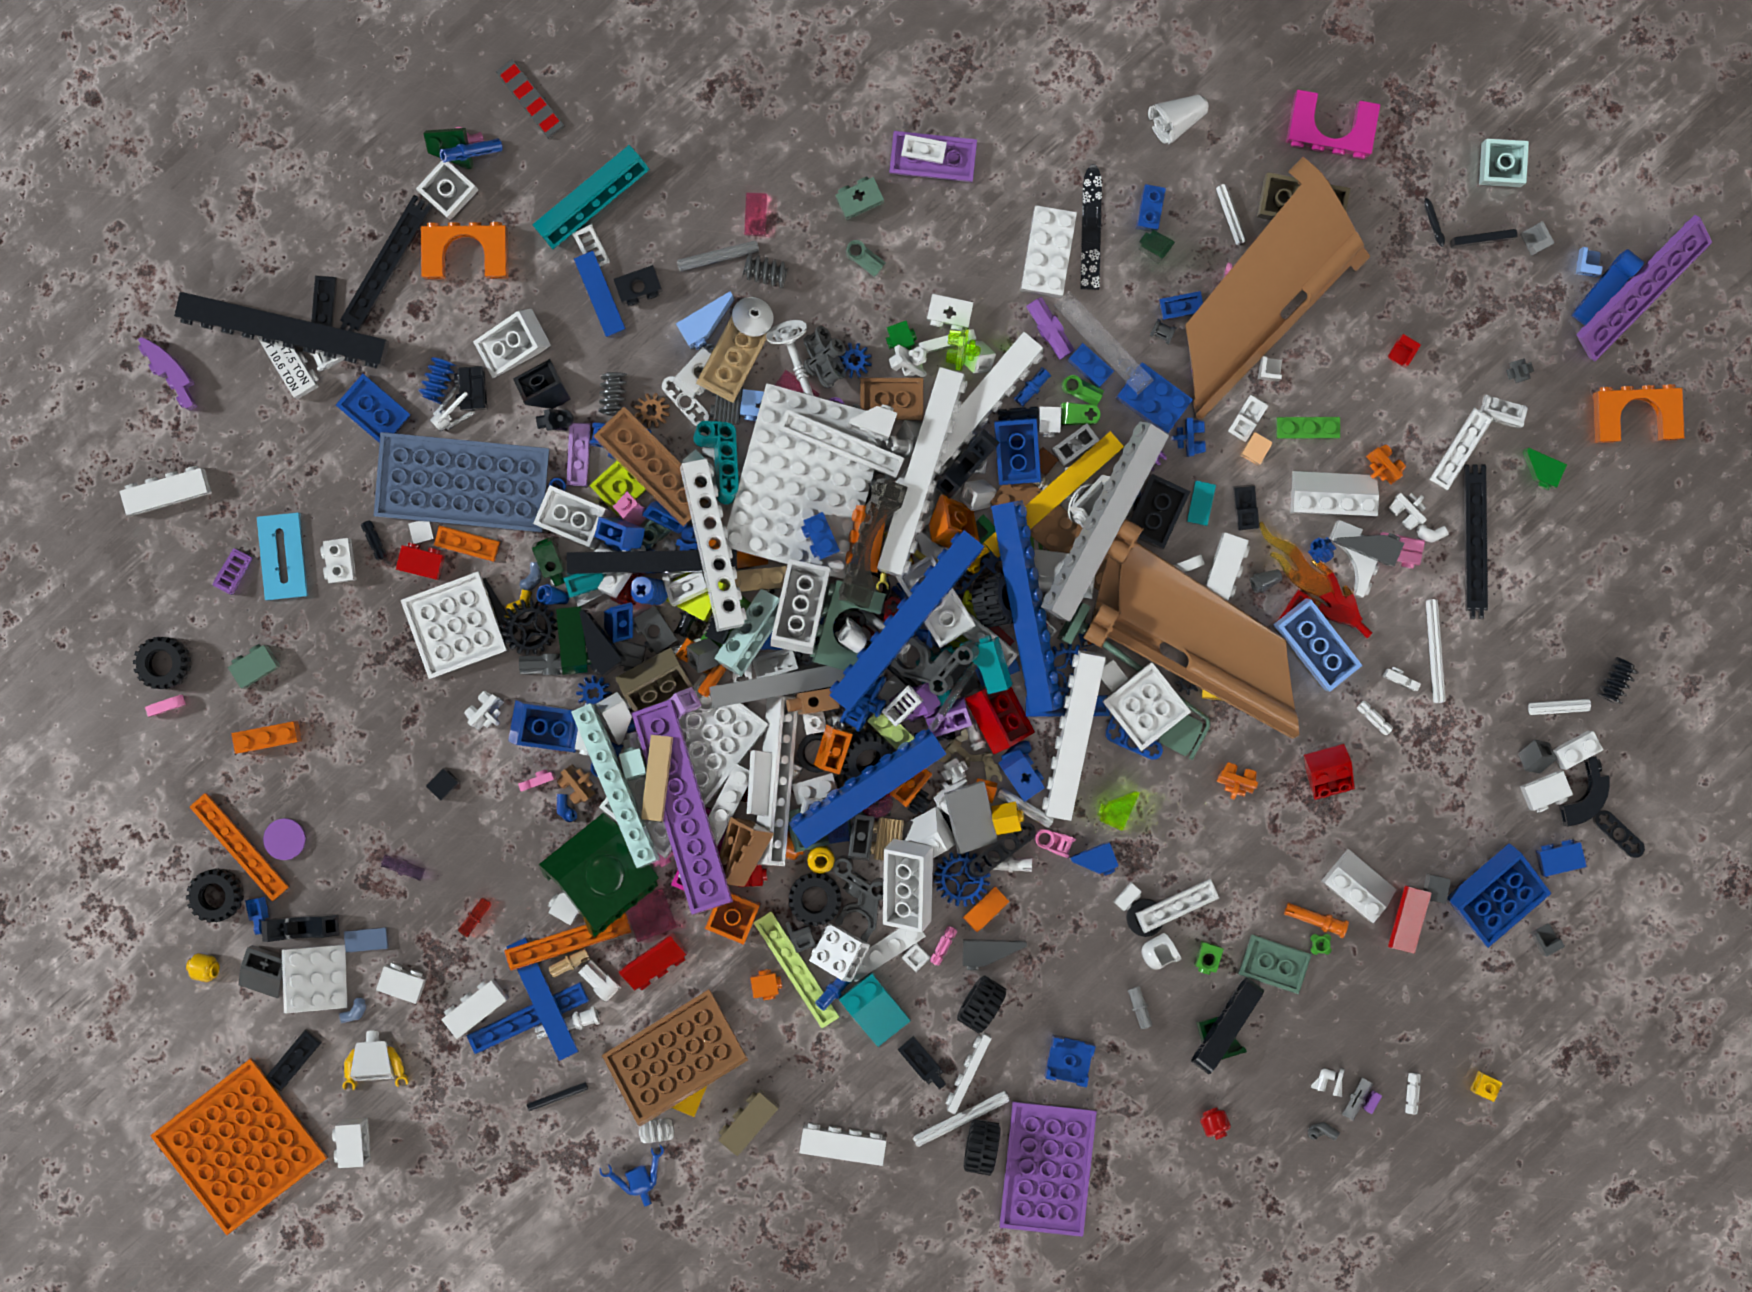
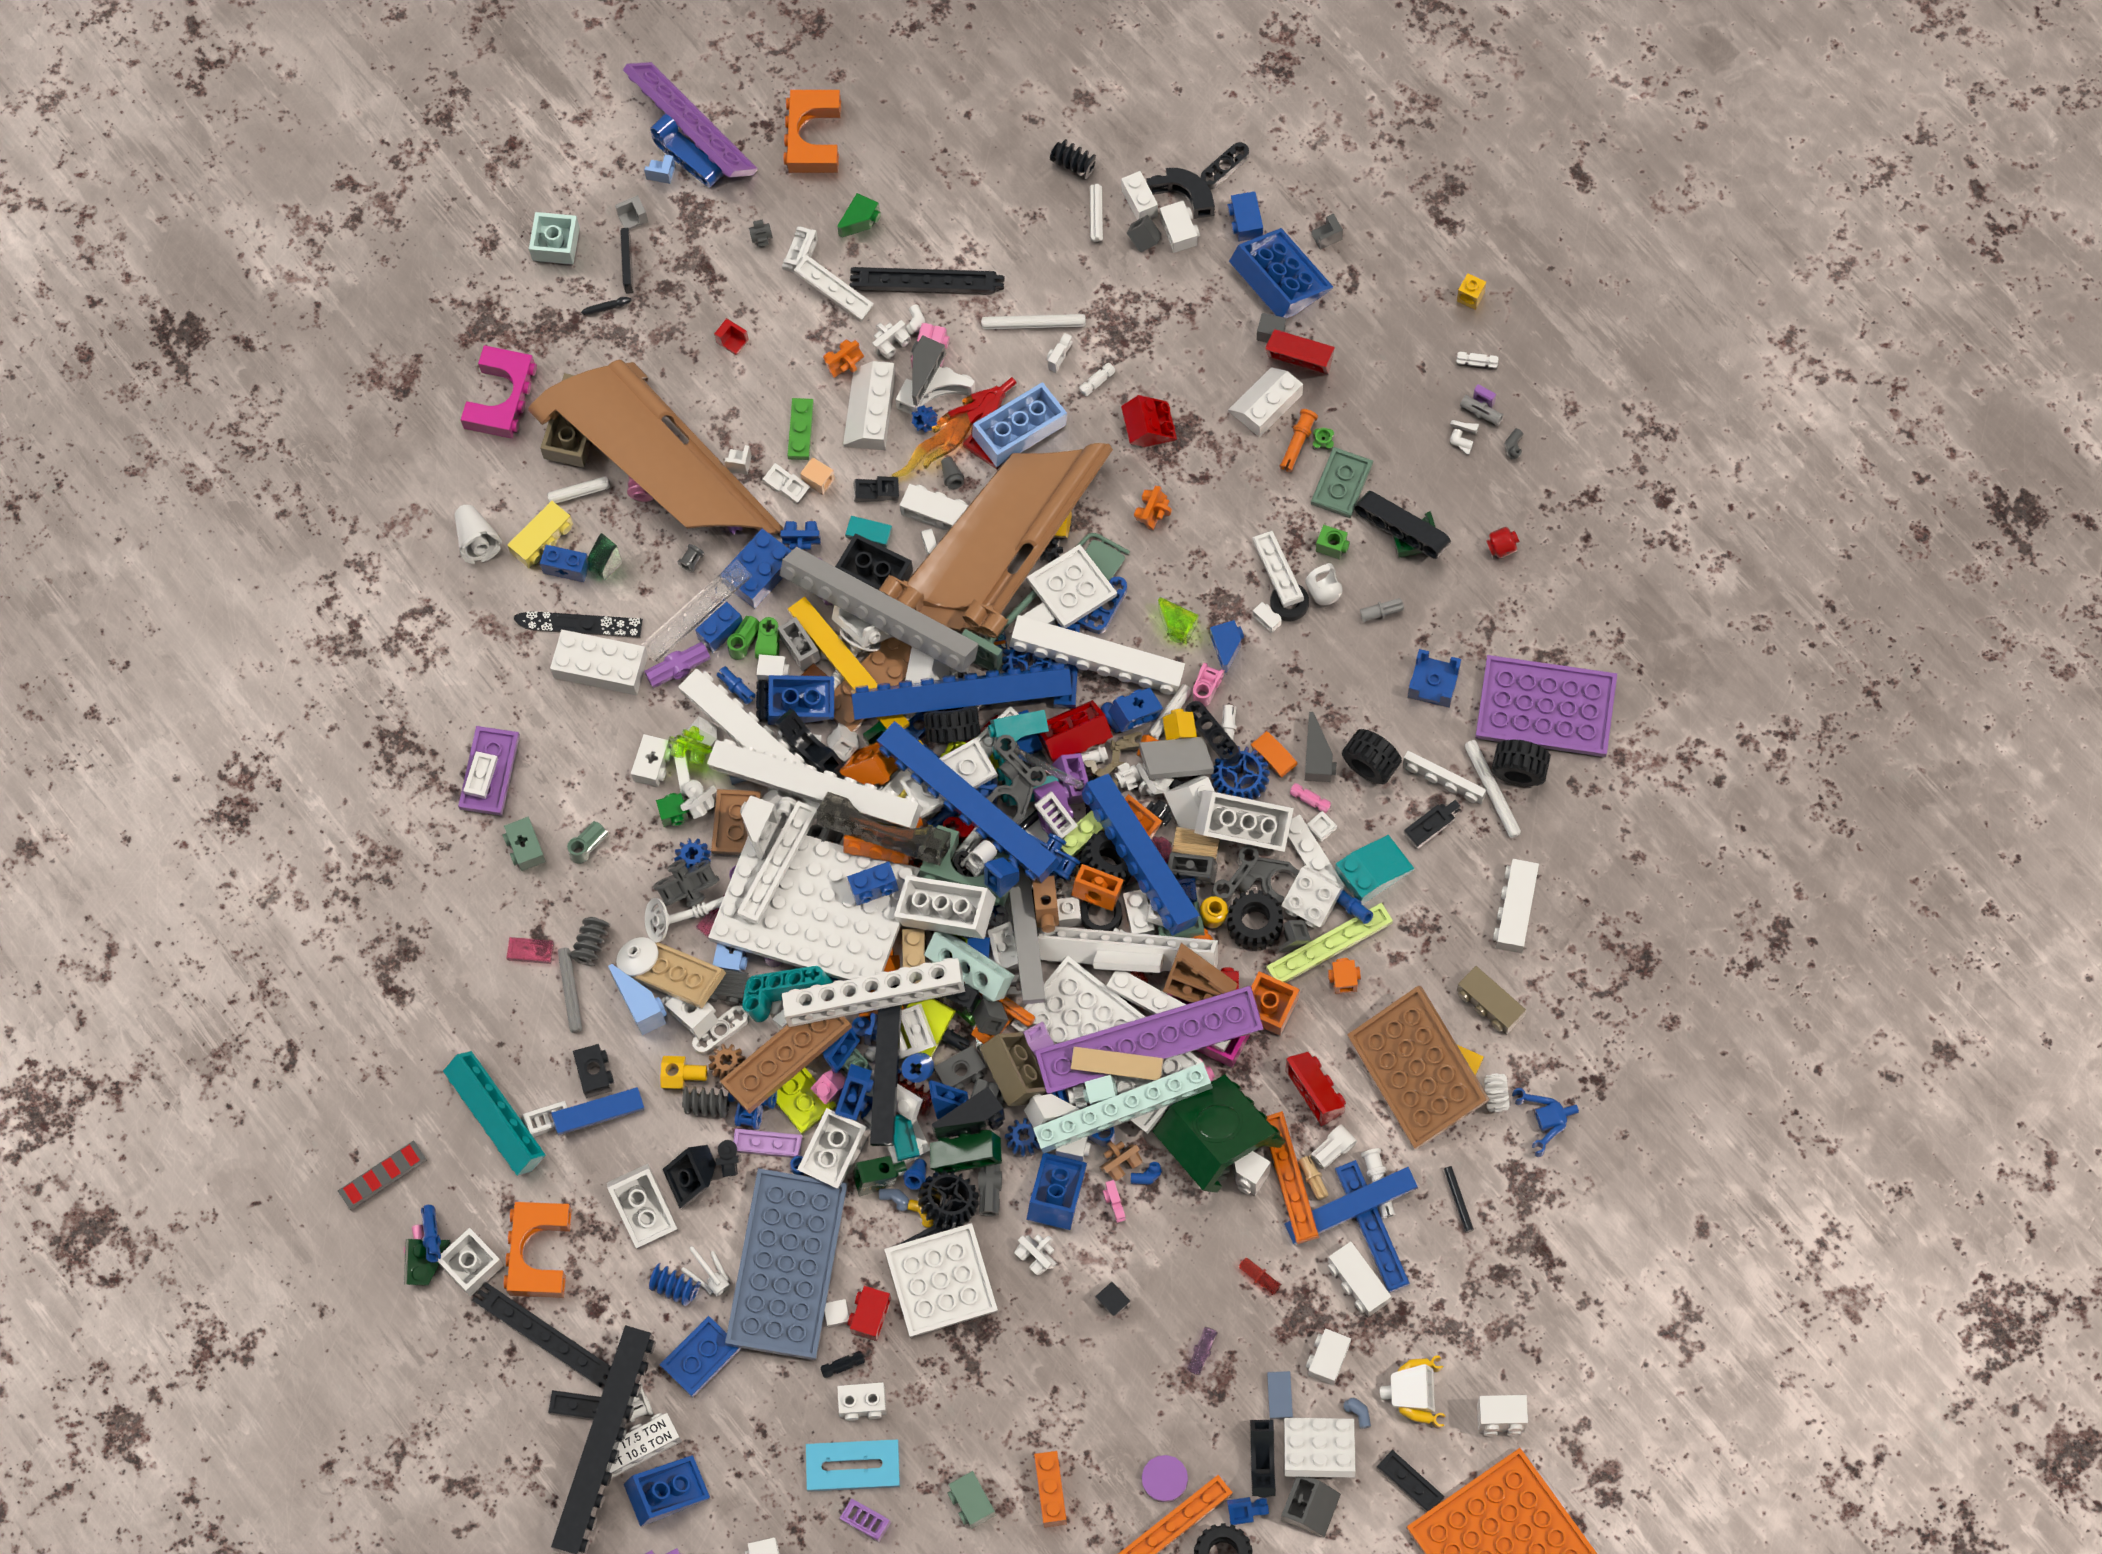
camera: 85 degrees left, 20 degrees down
(248, 390) = (666, 1490): none -> blue slope
(467, 543) = (853, 1265): orange tile -> none
(474, 383) = (677, 1249): black brick -> none
(641, 380) = (685, 1072): none -> yellow piece
(651, 916) = (1267, 1090): clear pink plate -> none
(830, 660) = (1000, 875): none -> blue slope
(1180, 181) = (541, 531): none -> light yellow brick
(1180, 305) = (666, 540): blue plate -> none

